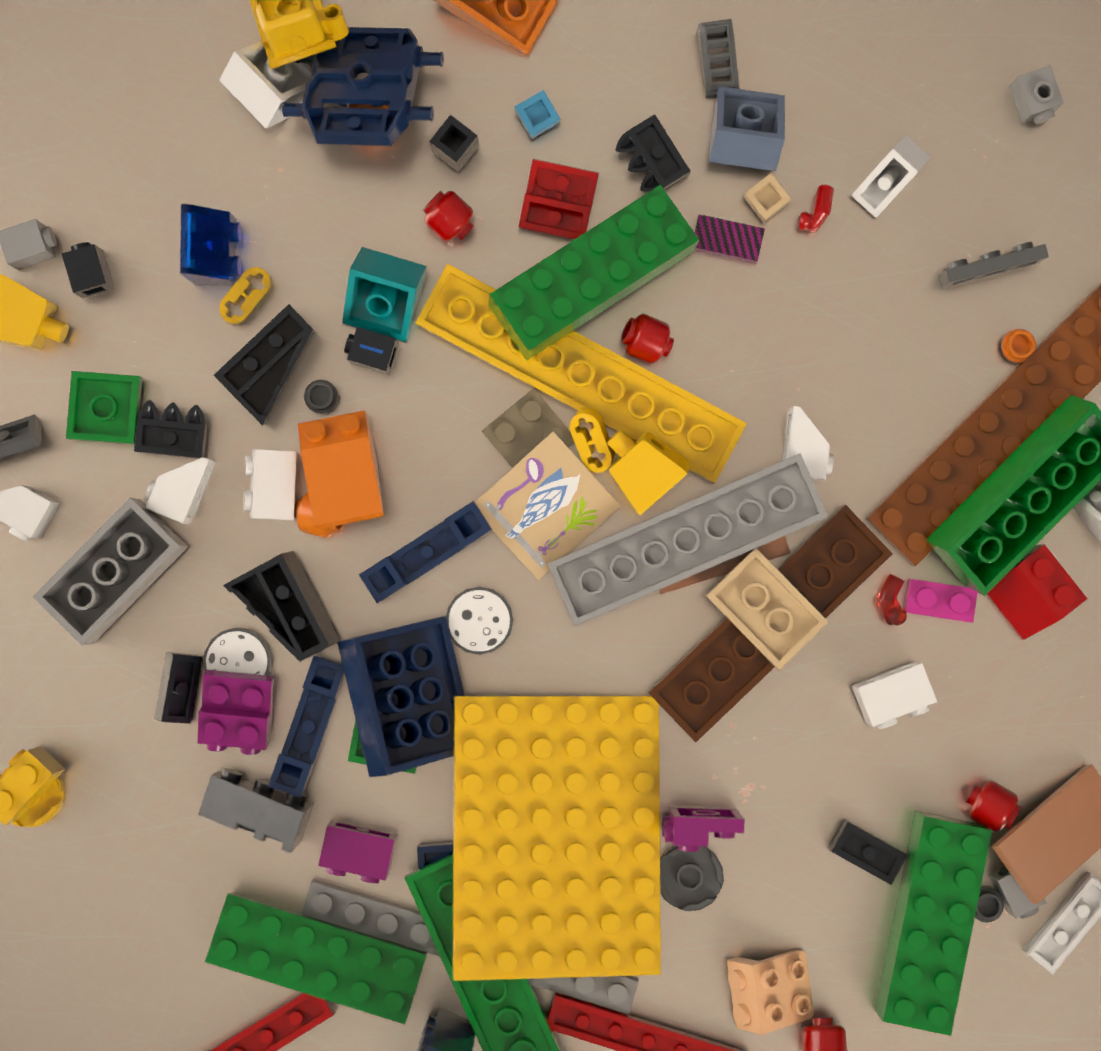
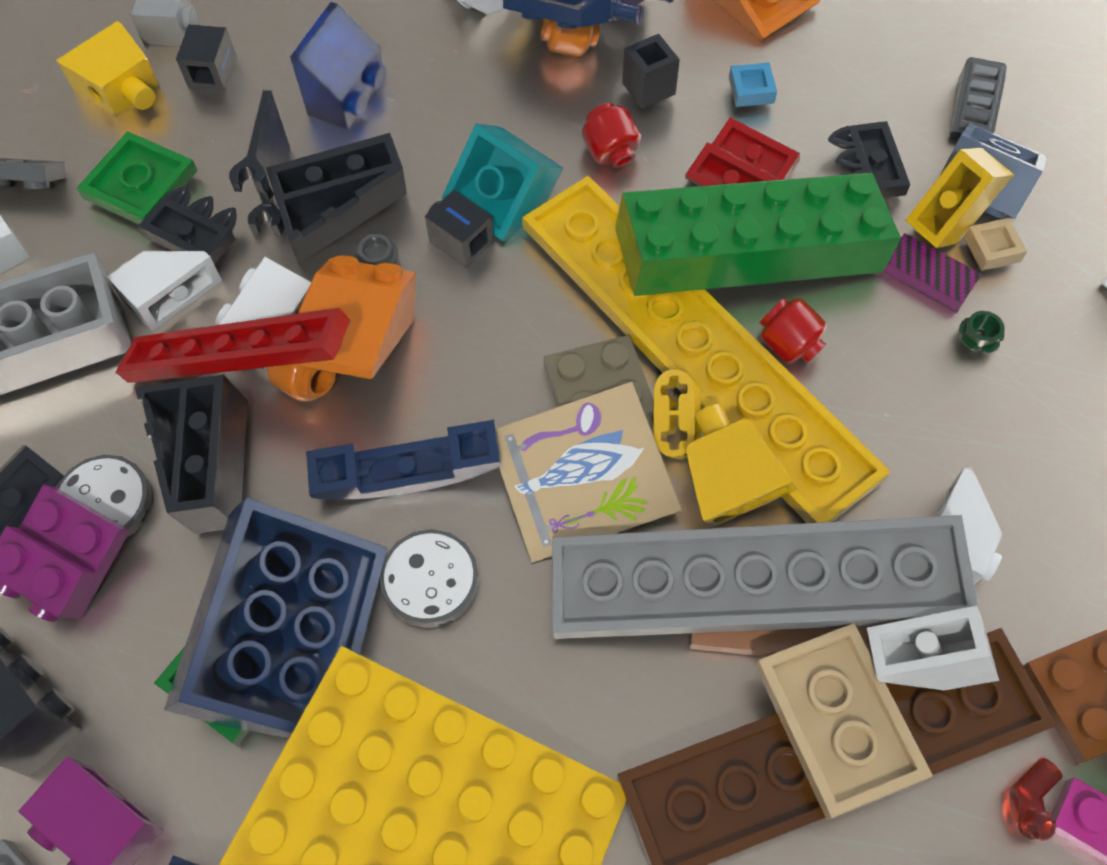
camera: 25 degrees right, 25 degrees down
(204, 366) = (267, 148): none -> black flag
(240, 290) = (352, 130): yellow beam -> none
(276, 533) = (236, 346): none -> red plate
(308, 727) = (131, 623): dark blue slope -> none
(730, 181) = (959, 197): none -> yellow brick
(785, 275) = (988, 325): none -> dark green plate
(808, 547) = (934, 651): none -> white slope
(821, 211) = (1061, 278): red arm -> none

